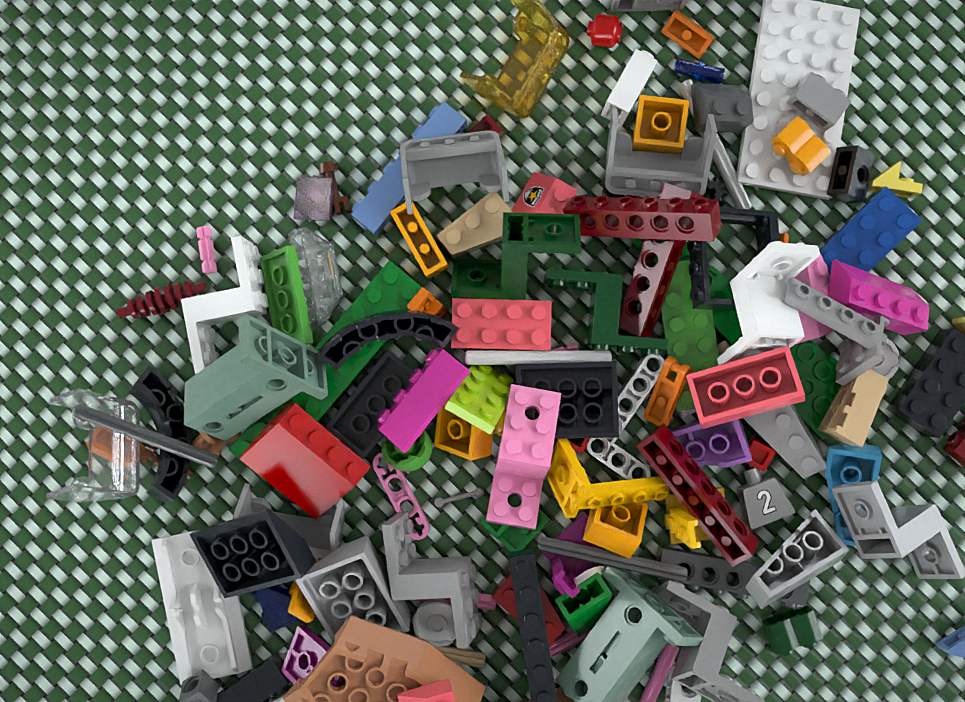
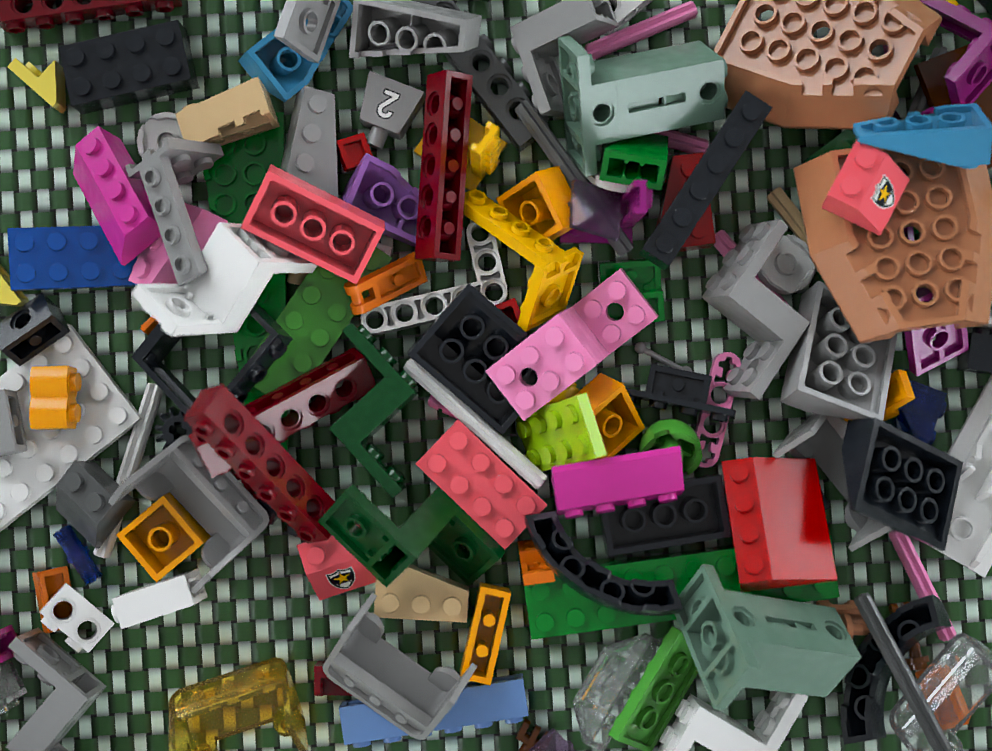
camera: 145 degrees left, 0 degrees up
(193, 505) = (917, 574): none -> bright pink axle
(433, 488) = (681, 390): none -> black bracket
(583, 551) = (595, 210): none -> clear purple piece
(605, 30) = (130, 673): red head -> none
(667, 40) = (81, 611): none -> white brick

